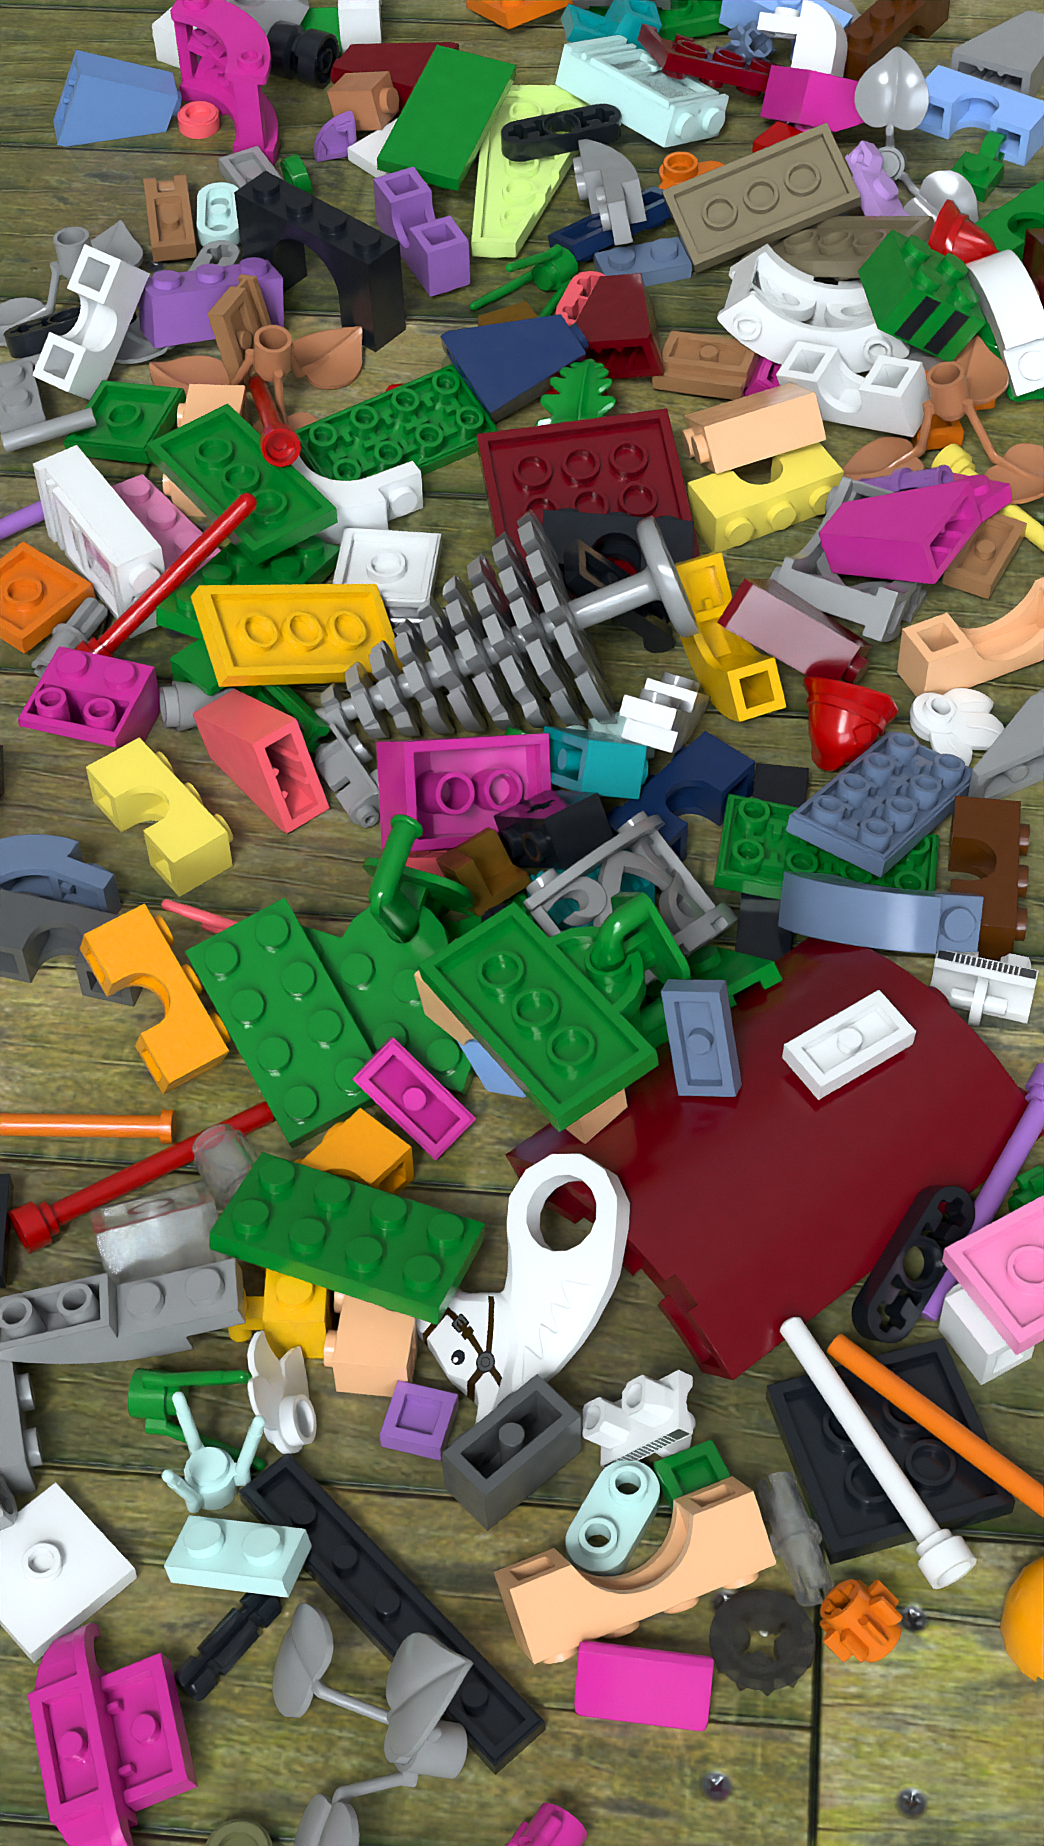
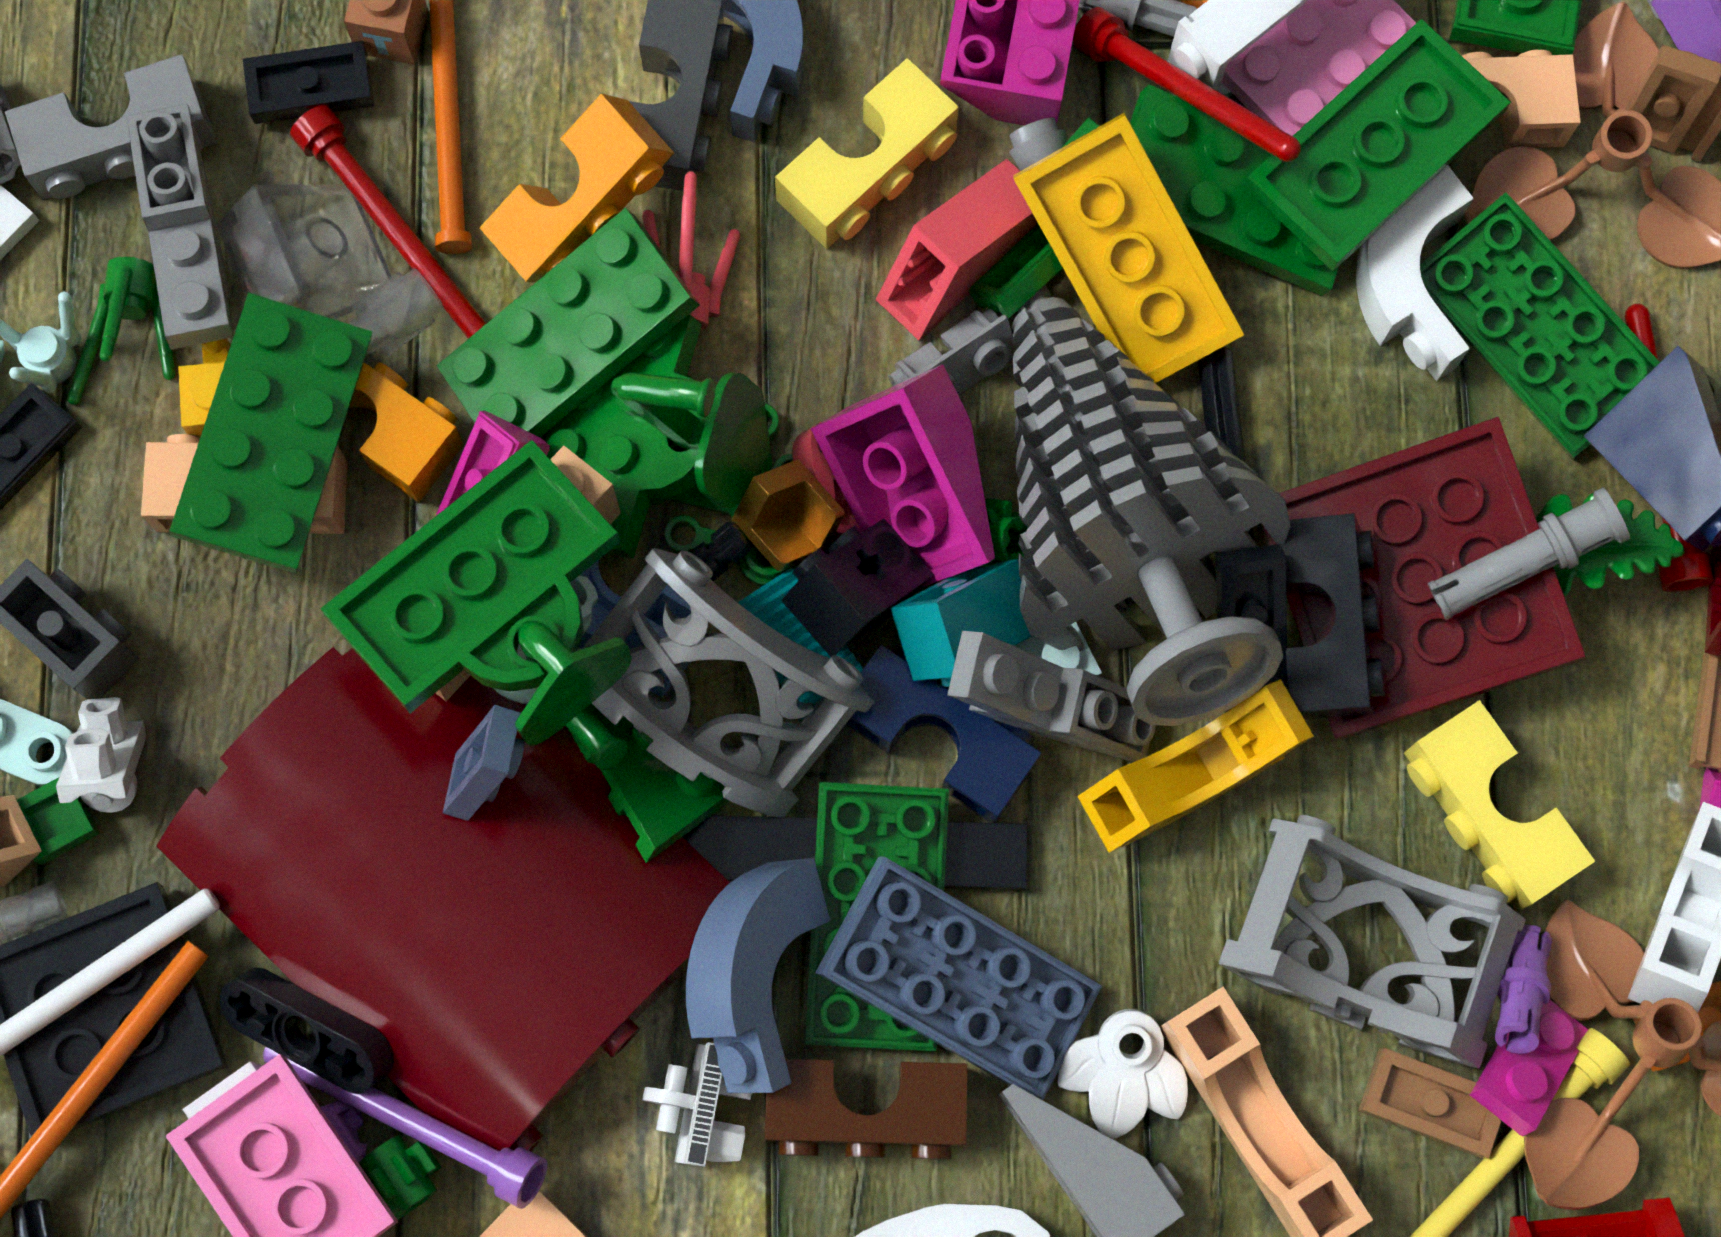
camera: 80 degrees right, 25 degrees up
(278, 440) = (1425, 172): red piece -> none
(281, 1395) = (119, 400): white plate -> none
(397, 561) = (1299, 349): white plate -> none
(419, 1420) = (112, 541): medium lavender plate -> none
(550, 1297) = (213, 638): white animal -> none
(582, 405) = (1556, 542): none -> light grey pin
(753, 427) = (1592, 777): light nougat brick -> none
(795, 631) = (1206, 852): slope -> none
(844, 720) = (1099, 924): red piece -> none
(848, 1044) = (507, 933): white plate -> none
(902, 533) = (1388, 981): dark pink slope -> none

